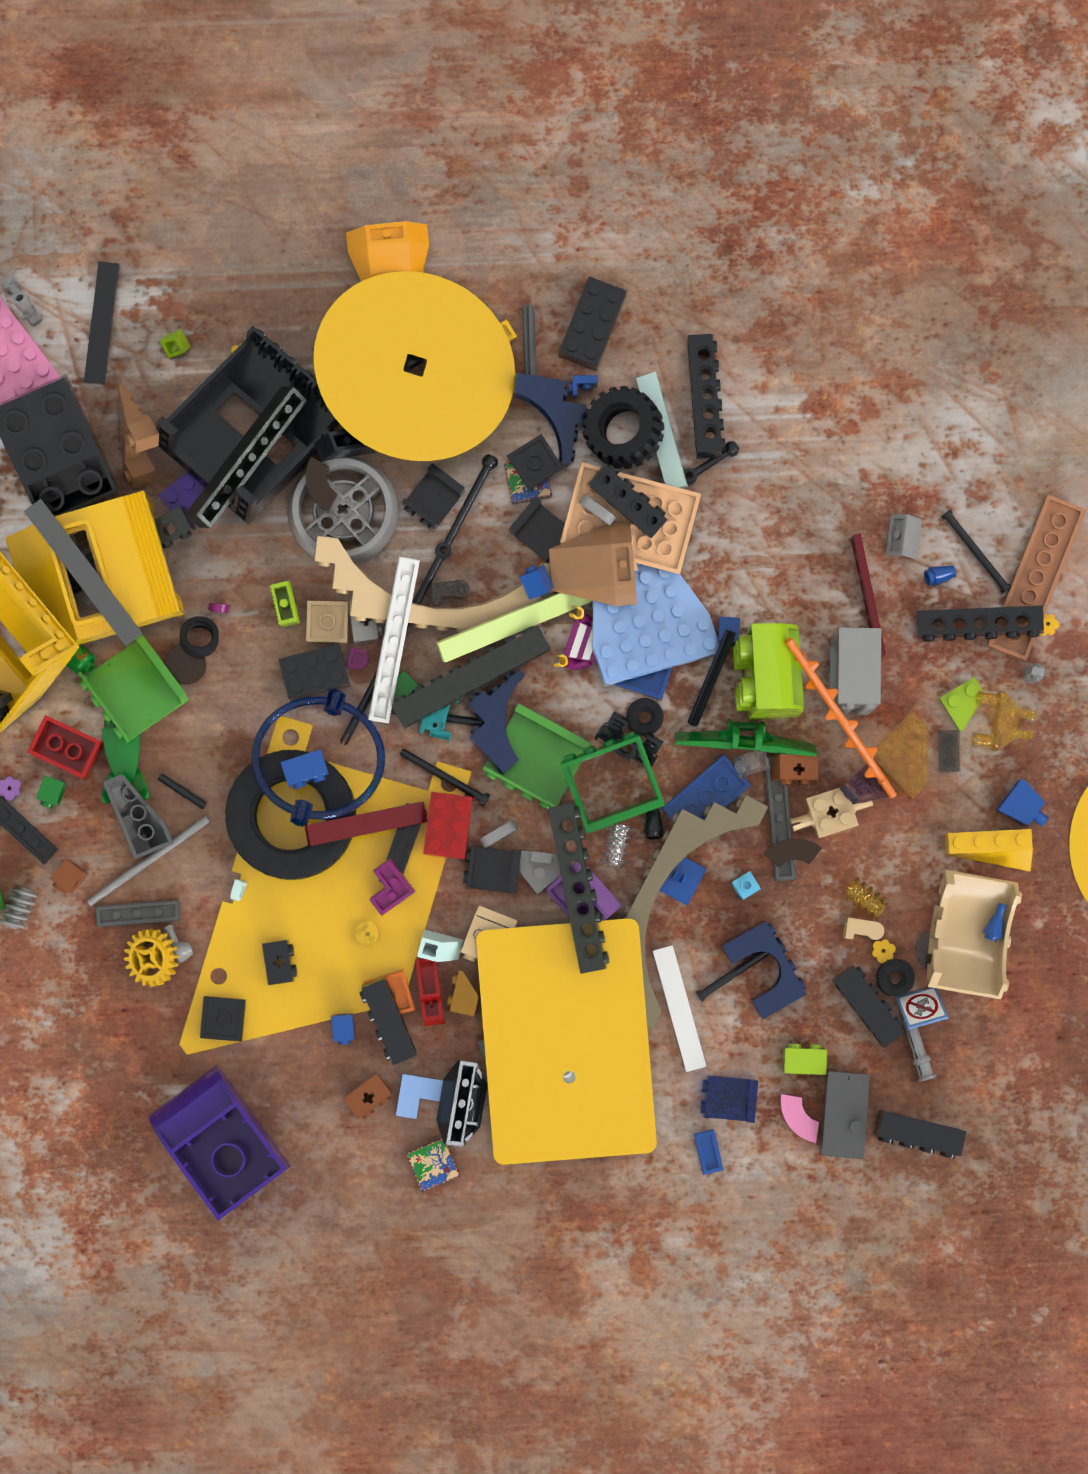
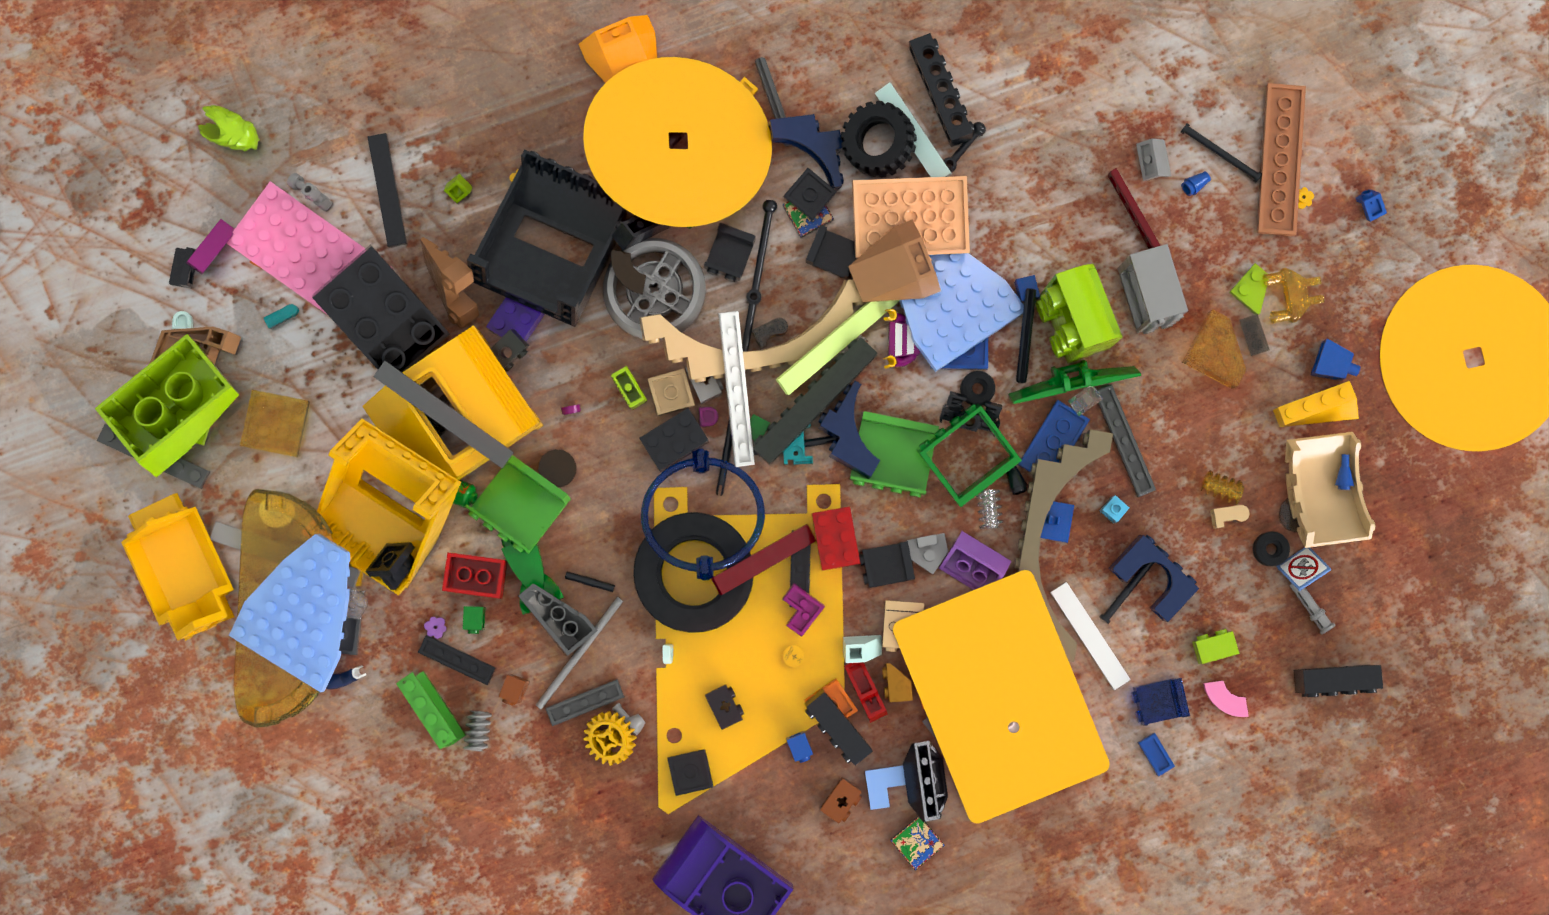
camera: 15 degrees left, 0 degrees up
(199, 622) = (562, 454): black tyre -> none
(246, 457) = (555, 267): pearl dark grey brick -> none
(305, 769) = (695, 528): blue brick -> none
(446, 777) = (819, 496): black bar -> none
(499, 834) = (882, 532): light grey beam -> none
(536, 581) = (846, 298): blue brick -> none
(586, 382) = (831, 110): blue bracket -> none
(586, 962) = (999, 620): pearl dark grey brick -> none
(592, 323) = (821, 57): black brick -> none
(597, 509) = (881, 218): light grey beam -> none
(627, 501) = (905, 202): black brick -> none
(785, 763) = (1115, 393): dark orange brick -> none
(793, 850) = (1146, 464): dark brown tile -> none
(821, 822) = (1156, 421): tan brick -> none
(835, 713) = (1149, 331): orange plant -> none
(844, 1114) = (1266, 684): dark grey brick -> none
(863, 789) = (1193, 387): wing -> none
(868, 1006) = (1255, 581): black brick -> none
(889, 949) = (1256, 524): yellow plant -> none
(948, 617) = (1291, 192): black brick -> none
(1033, 673) = (1306, 243): light grey hinge -> none

